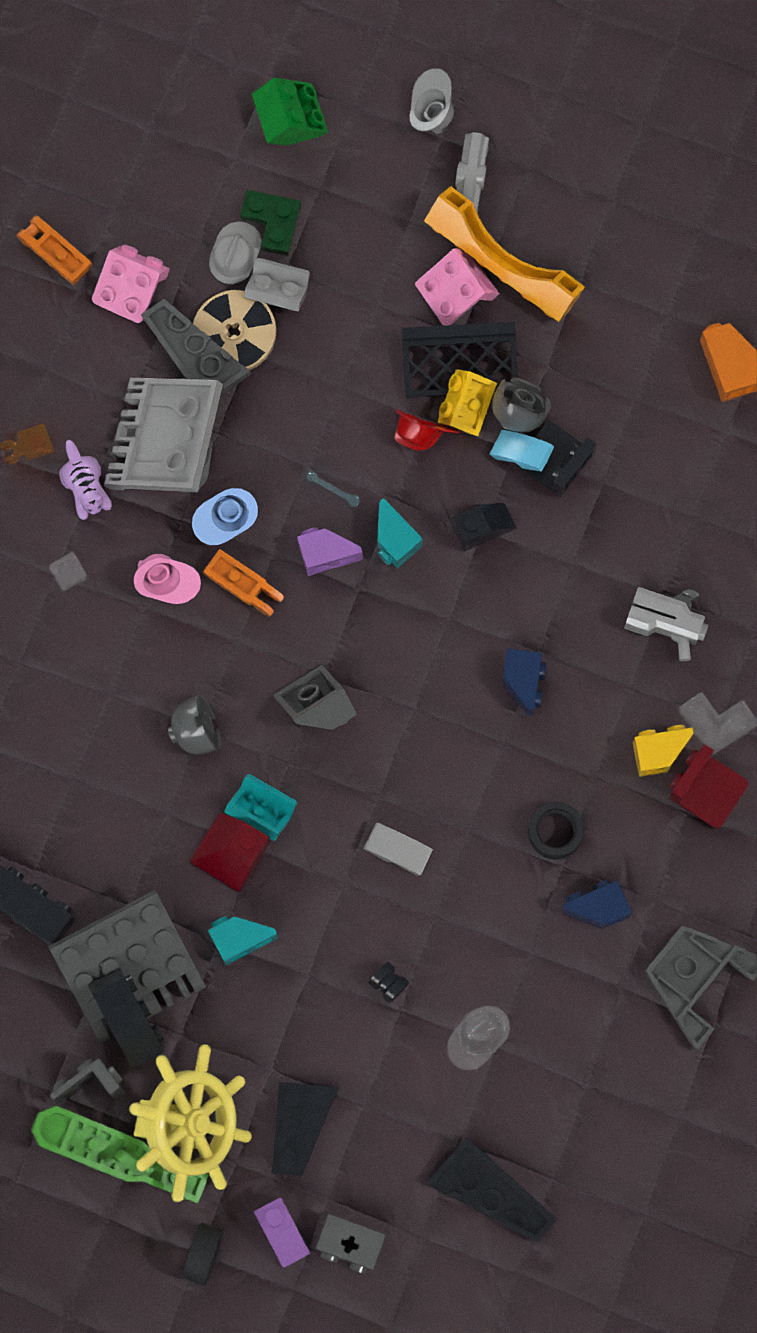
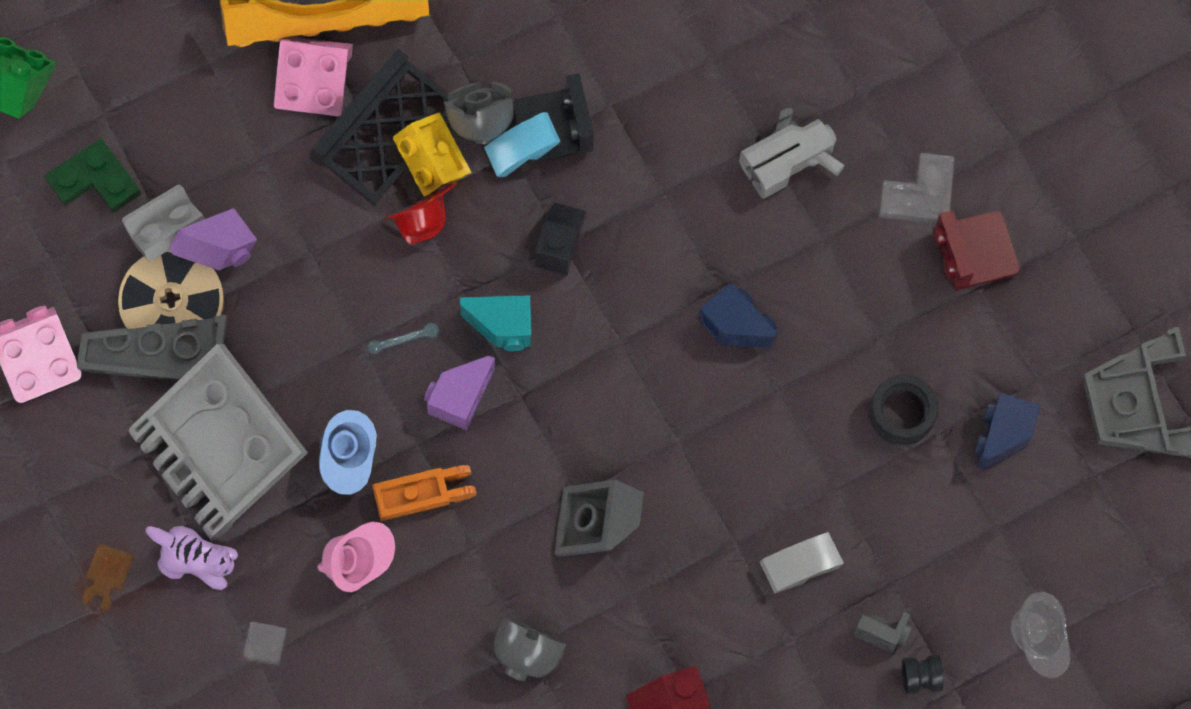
camera: 55 degrees left, 5 degrees down
(235, 252) = (93, 237): light grey piece -> none
(261, 807) = (656, 650): teal bracket -> none
(291, 324) = (215, 241): none -> medium lavender slope
(392, 931) = (878, 633): none -> dark grey bracket
(658, 751) = (907, 261): yellow slope -> none

